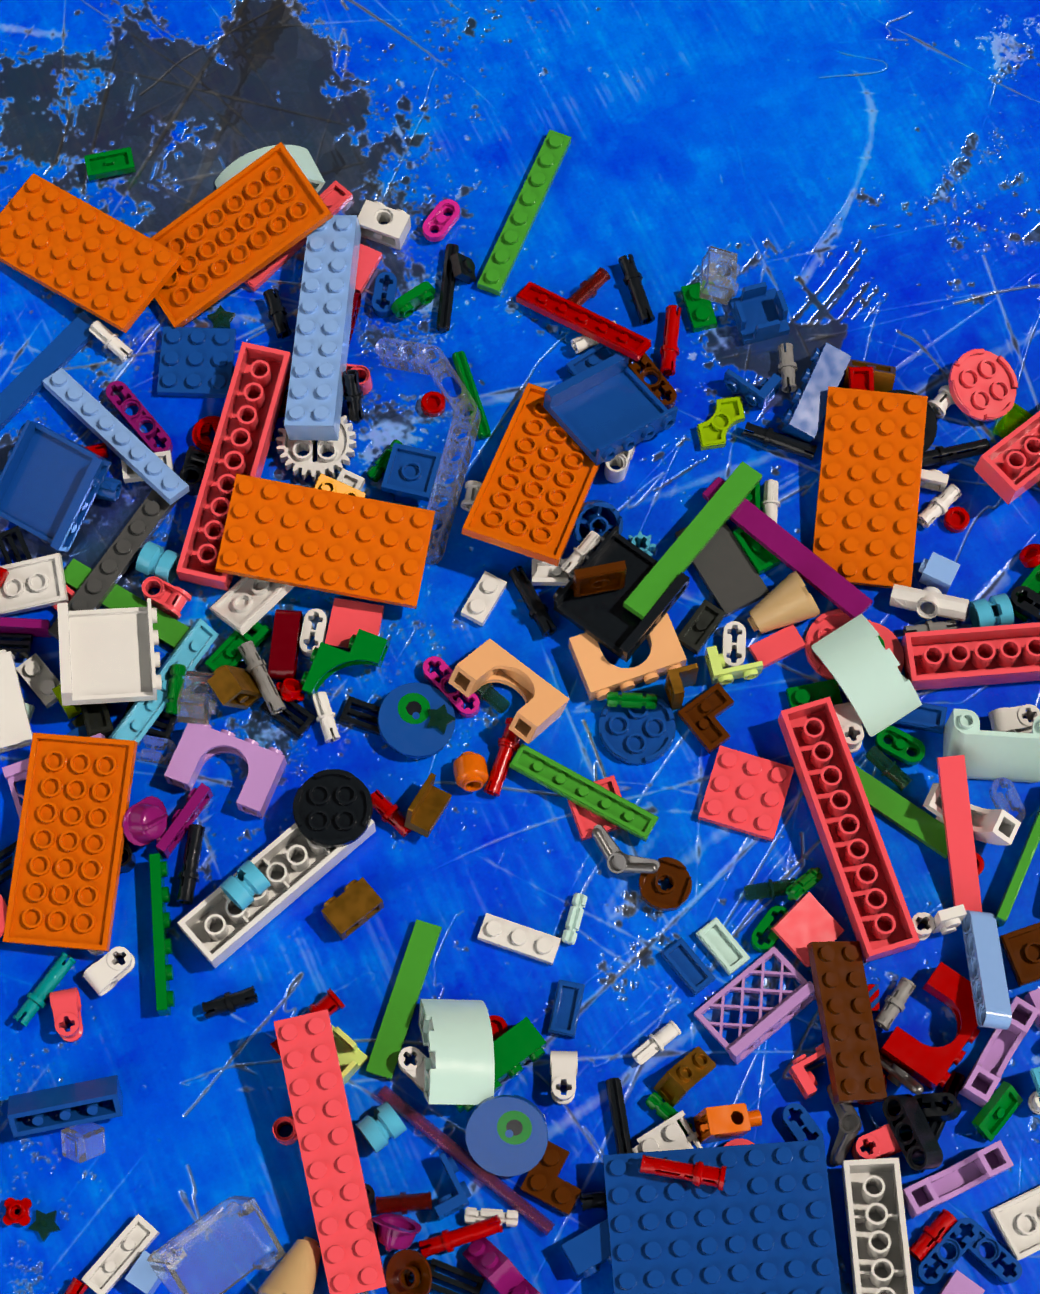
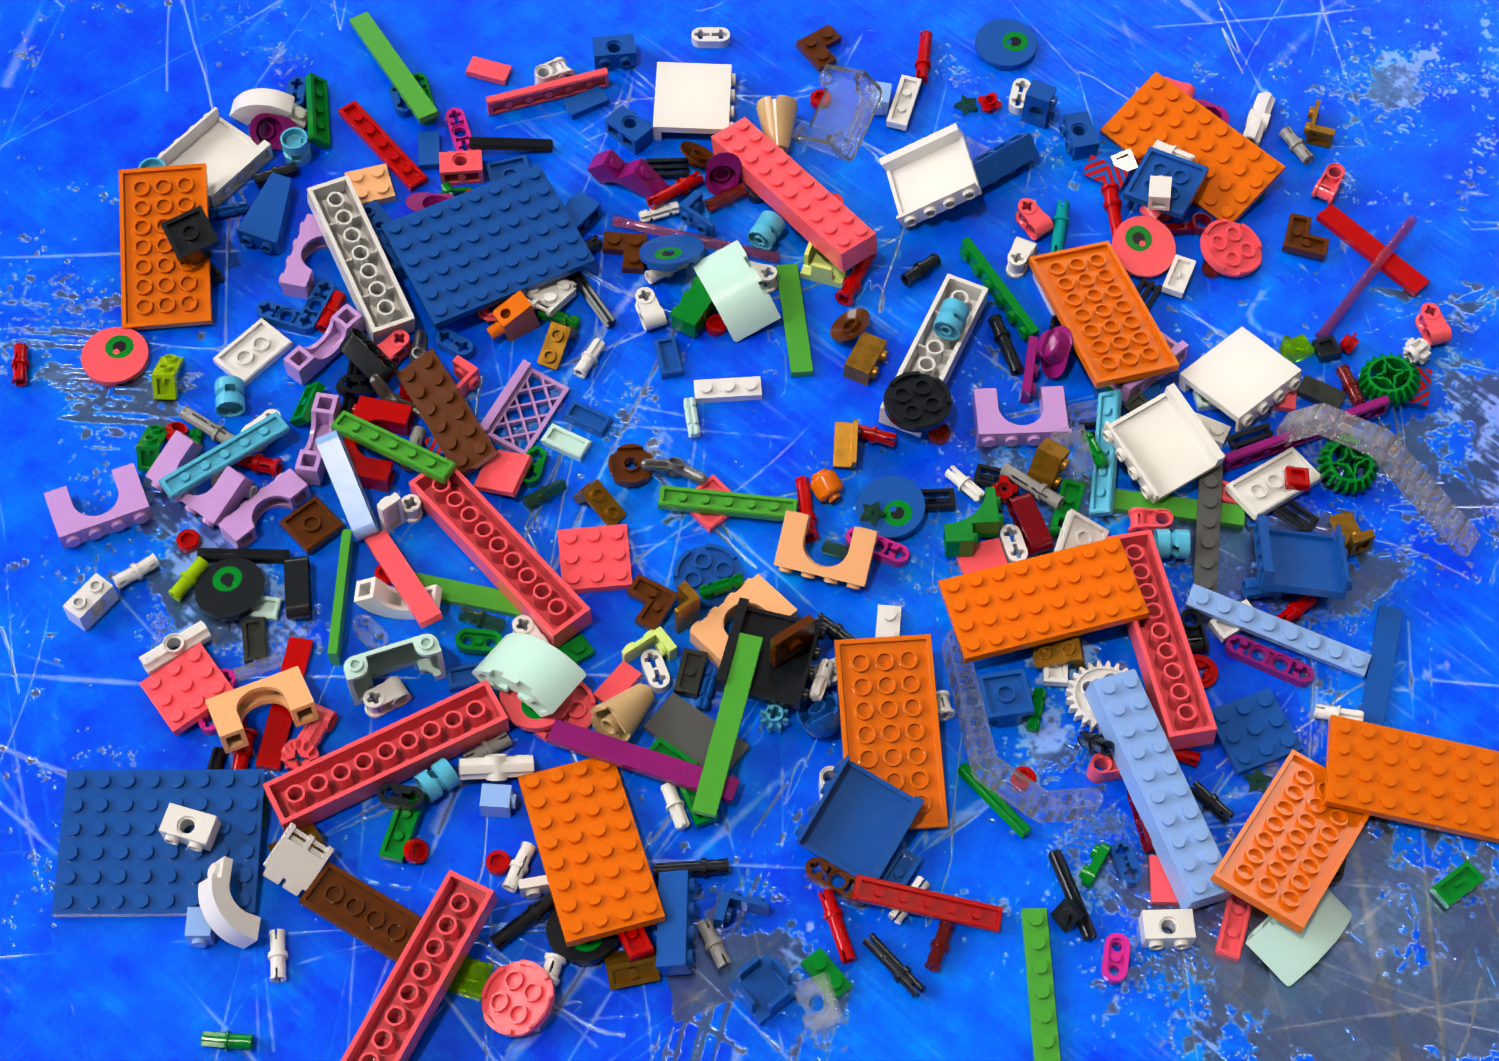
camera: 155 degrees right, 10 degrees down
(155, 1106) = (931, 175): none -> white panel
(356, 964) = (850, 325): none -> reddish brown dish
(690, 606) = (707, 689): none -> blue axle
(696, 1173) = (520, 261): red pin -> none
(714, 431) = (751, 877): lime tile -> none
(719, 852) = (601, 502): none -> pearl gold bracket
(804, 883) = (518, 500): green axle -> none
(922, 993) = (394, 447): none -> bright green tile

